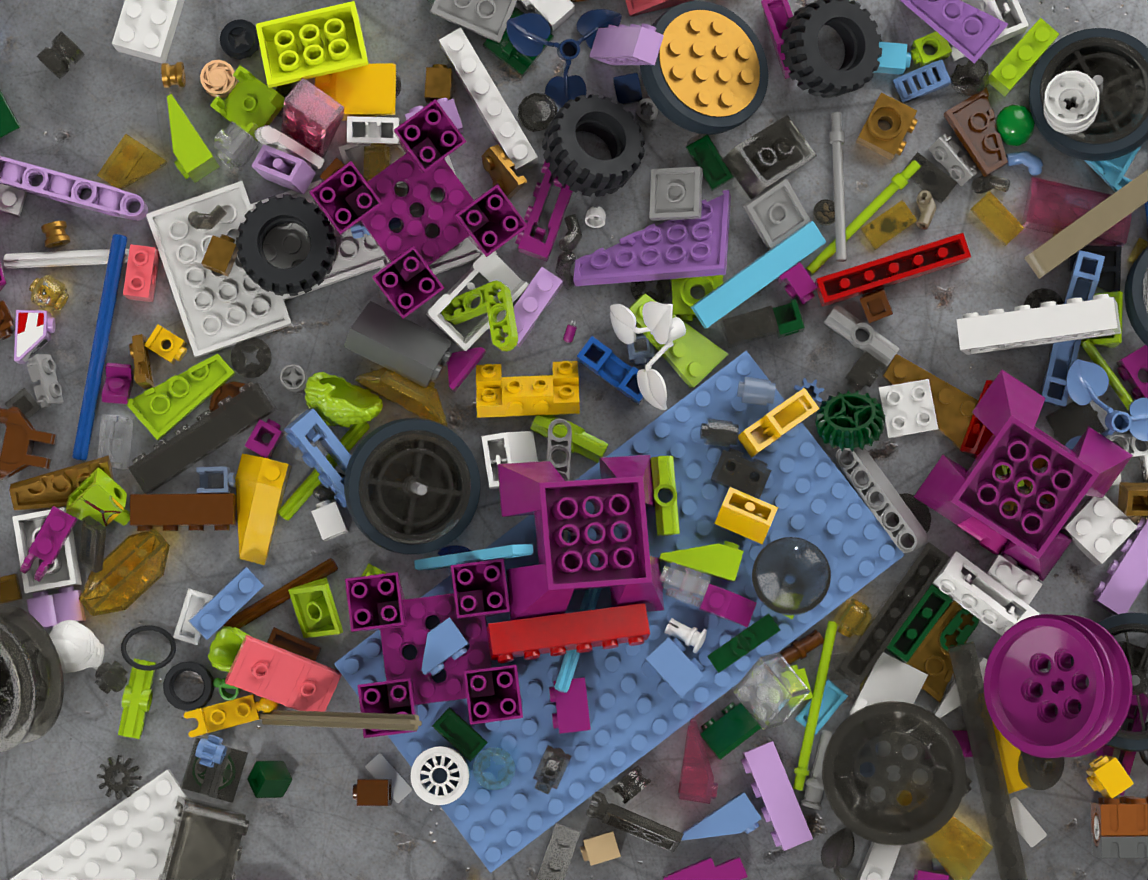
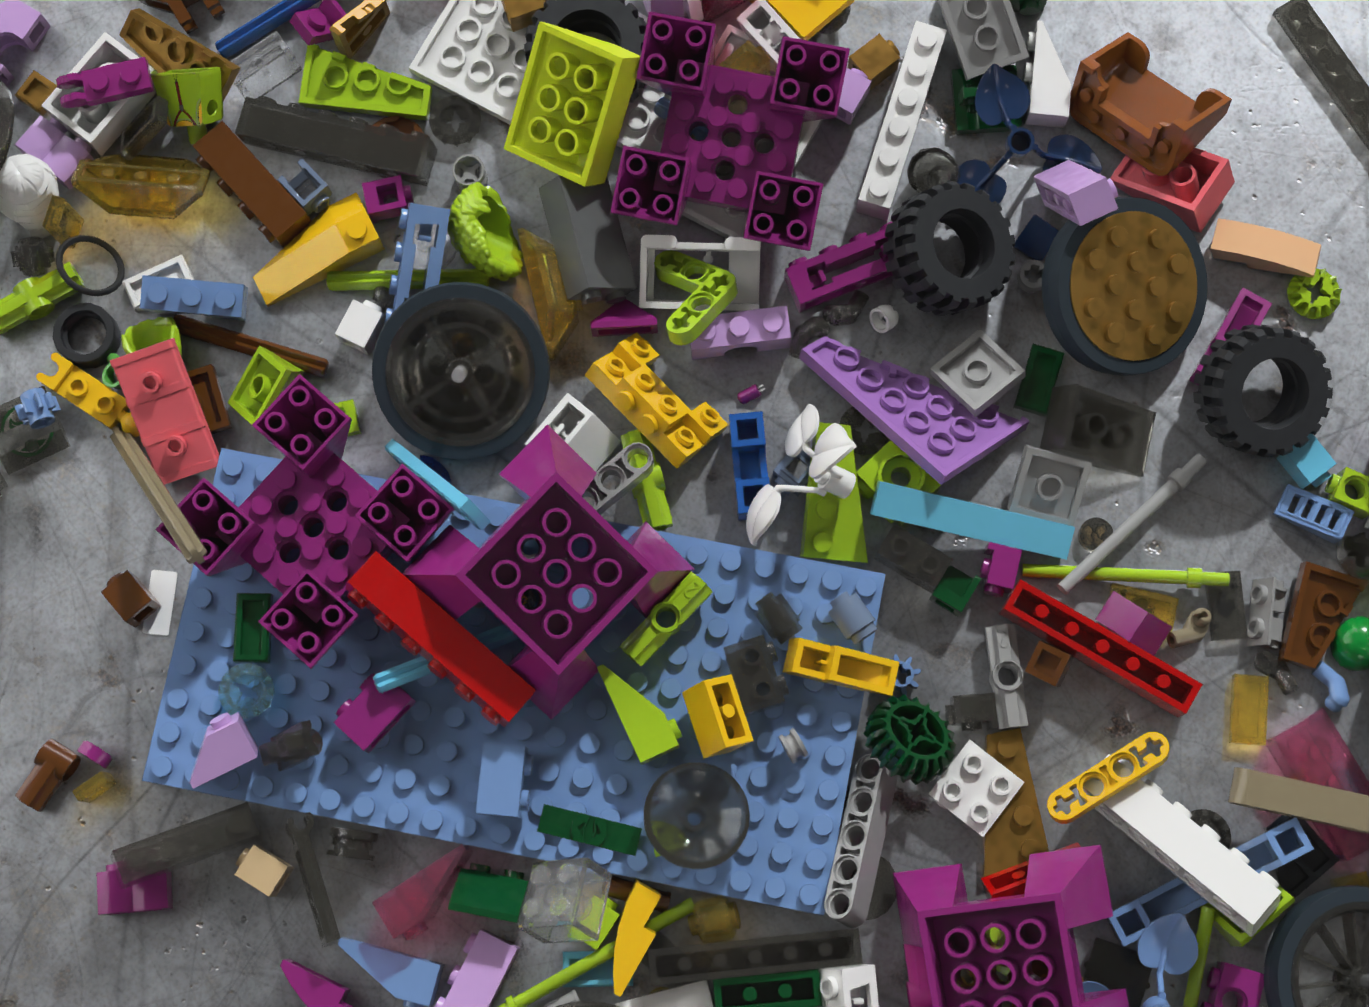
camera: 50 degrees right, 5 degrees down
(108, 640) = (62, 220): none -> clear yellow tile
(156, 340) = (397, 21): yellow brick -> none
(269, 779) = (60, 488): dark green panel -> none
(317, 283) = (572, 104): none -> neon yellow slope
(424, 793) = (167, 628): white wheel -> none
(441, 644) = (317, 526): medium blue slope -> none
(500, 171) = (836, 203): pearl gold wing -> none
(517, 810) = (223, 748): none -> lavender slope
(684, 584) = (592, 715): clear brick -> none
(686, 634) = (546, 766): white pin -> none
(728, 605) = (611, 778): magenta slope -> none
(798, 488) = (793, 745): none -> light grey bush
(823, 670) = (632, 934): none -> yellow slope
(890, 141) = (1224, 534): pearl gold brick -> none
(894, 238) = (1133, 623): none -> magenta slope
(965, 331) = (1104, 772): none -> yellow beam

